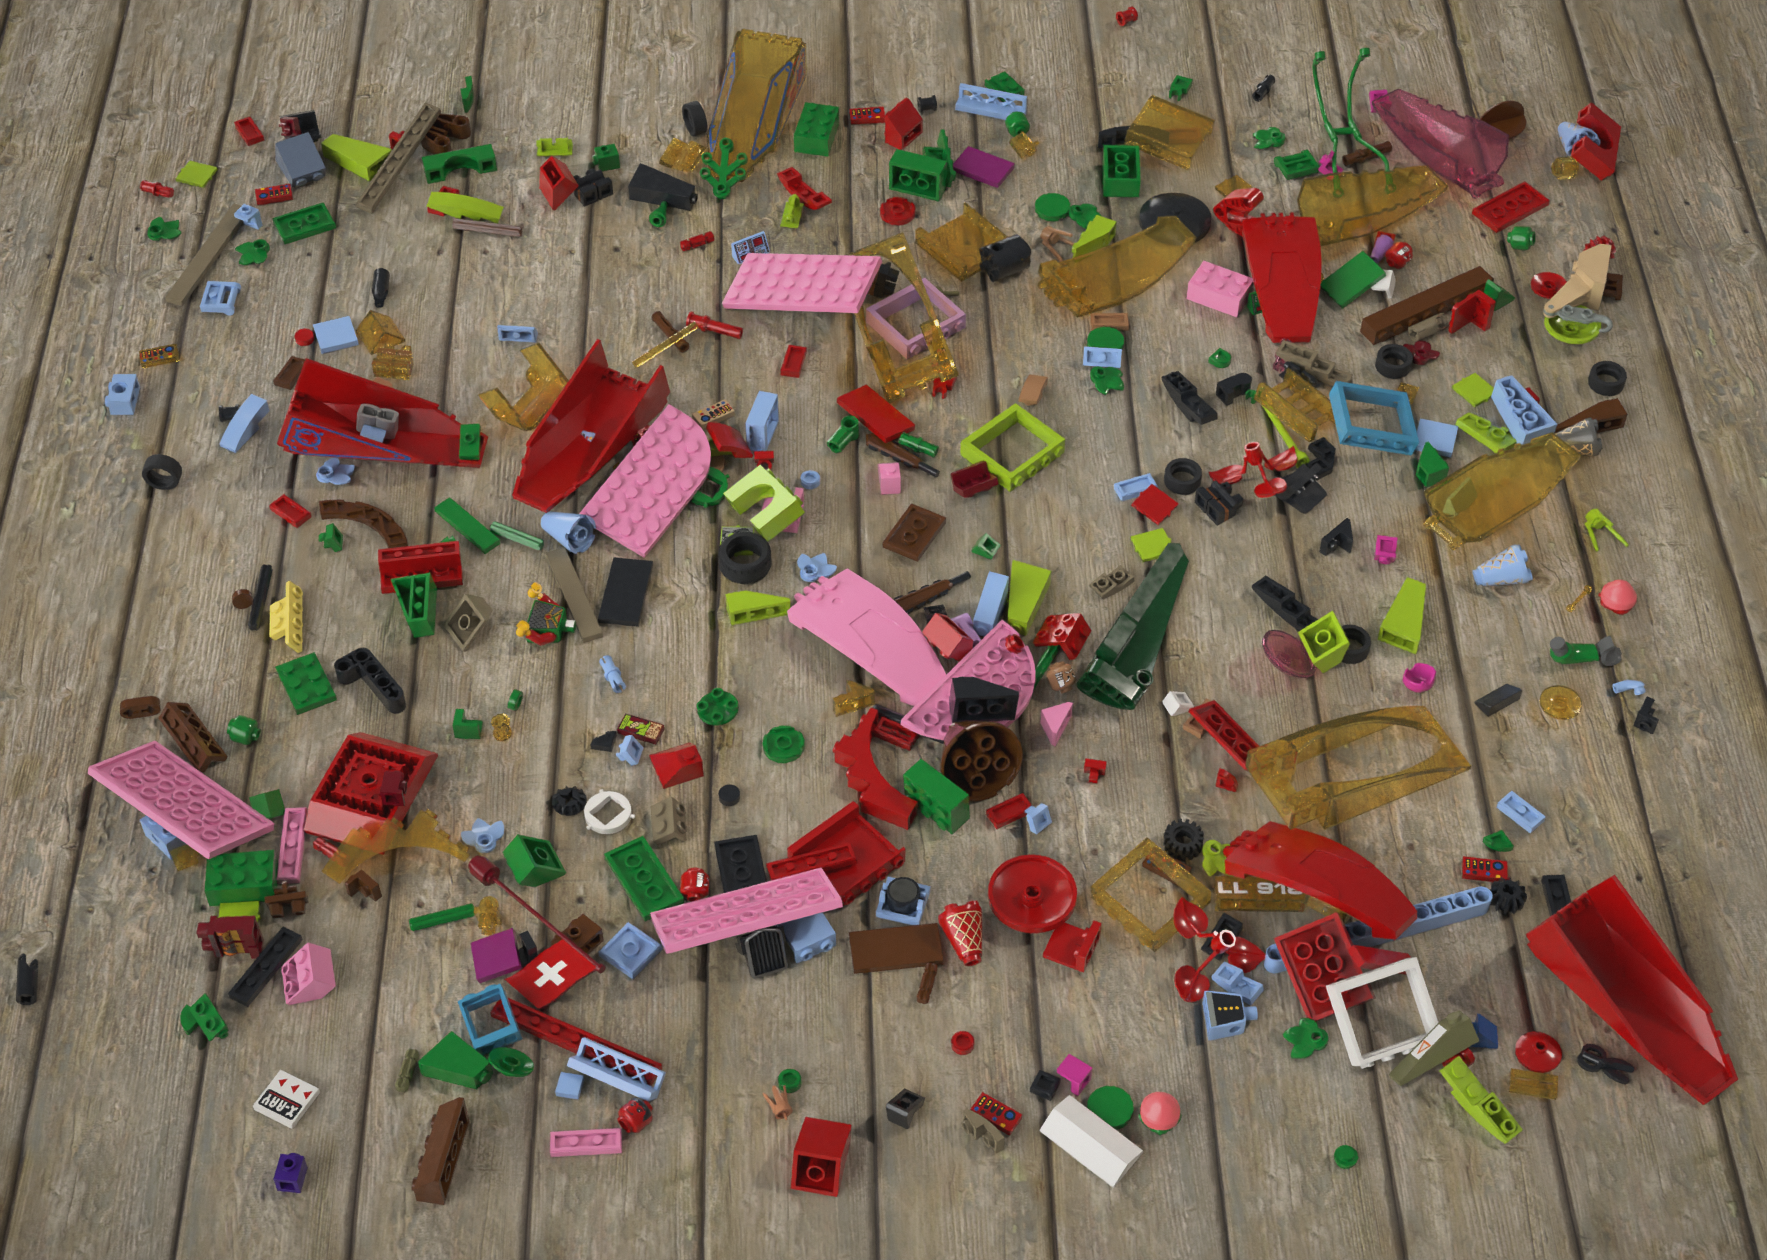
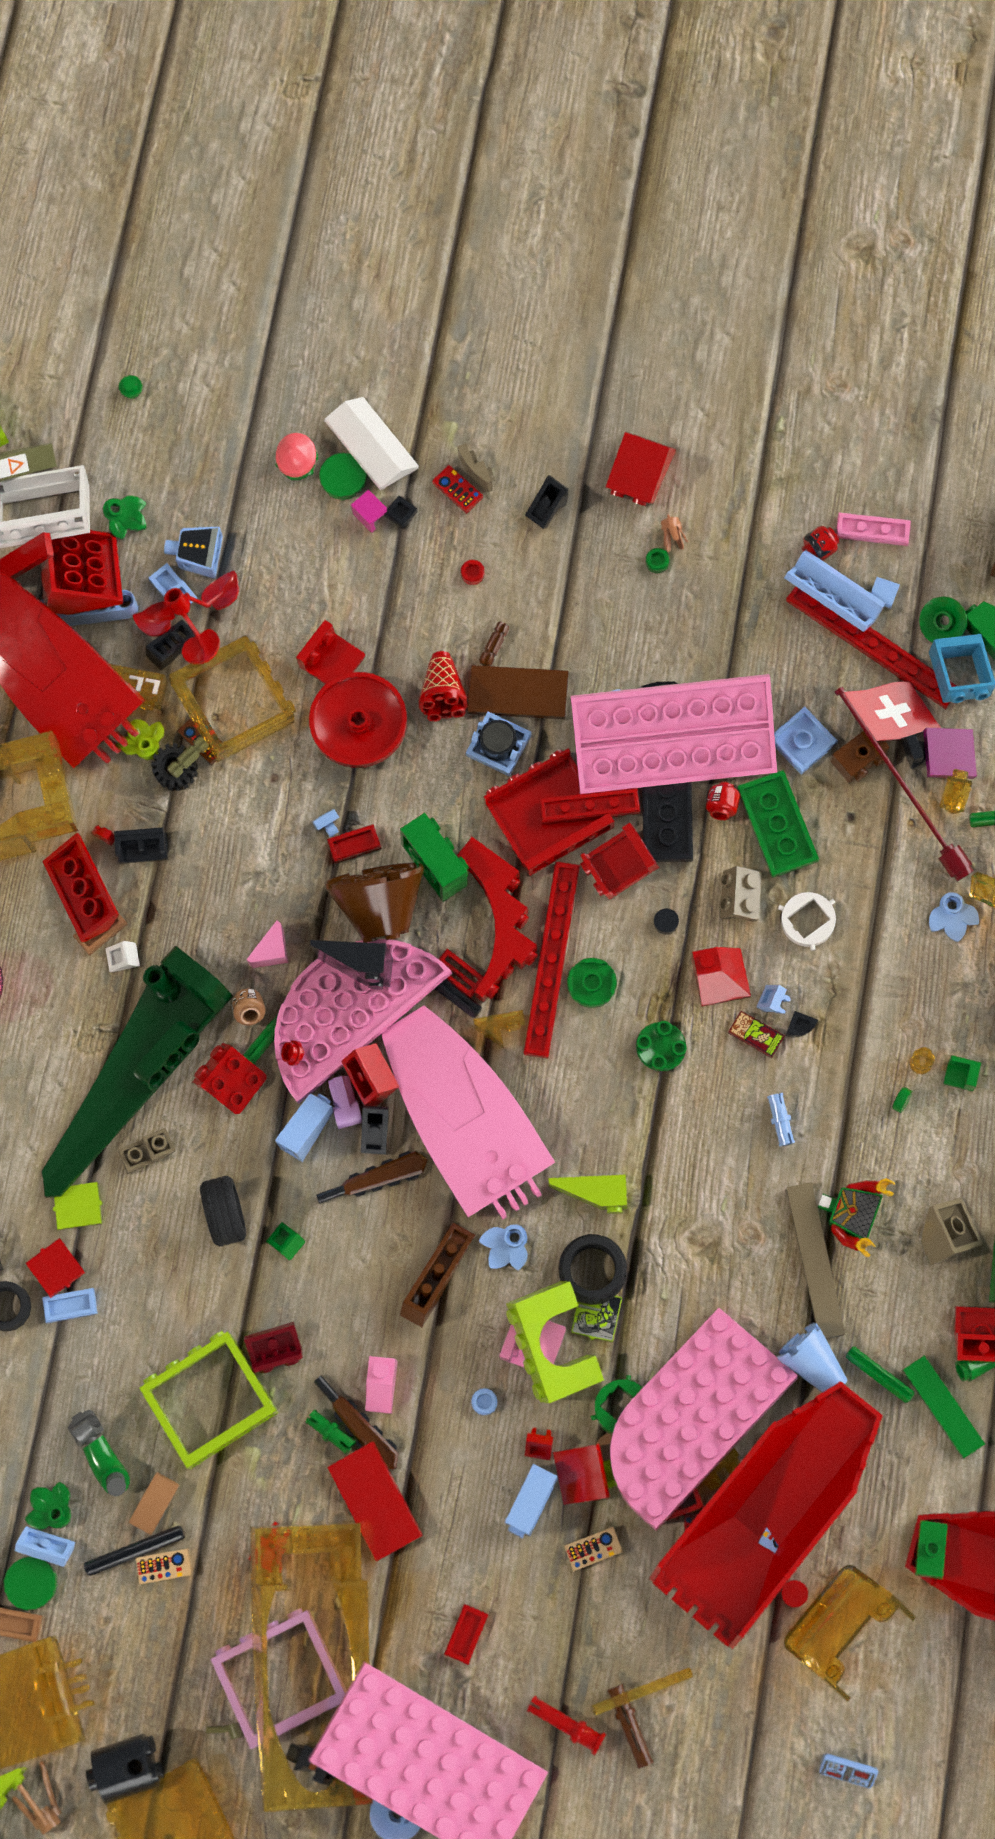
camera: 160 degrees left, 25 degrees up
(533, 861) = (898, 865): green slope -> none
(574, 806) = (854, 958): black gear -> none
(625, 592) = (749, 1253): black tile -> none
(777, 825) = (619, 862): none -> red panel
(820, 755) = (551, 960): none -> red tile
(846, 432) = (427, 1464): green piece -> none
(864, 536) = (436, 1275): none -> reddish brown slope
(914, 532) = (369, 1277): reddish brown plate -> none
(1015, 363) = (164, 1566): none -> tile
(1026, 594) = (254, 1148): lime slope -> none
(1036, 540) = (223, 1211): none -> black tyre
(1039, 367) = (134, 1550): none -> black axle
(1075, 403) = (100, 1456): none -> piece
(1095, 768) = (244, 875): red tile -> none
(1172, 835) = (188, 757): none -> olive axle
(1192, 780) = (141, 845): none -> black hinge

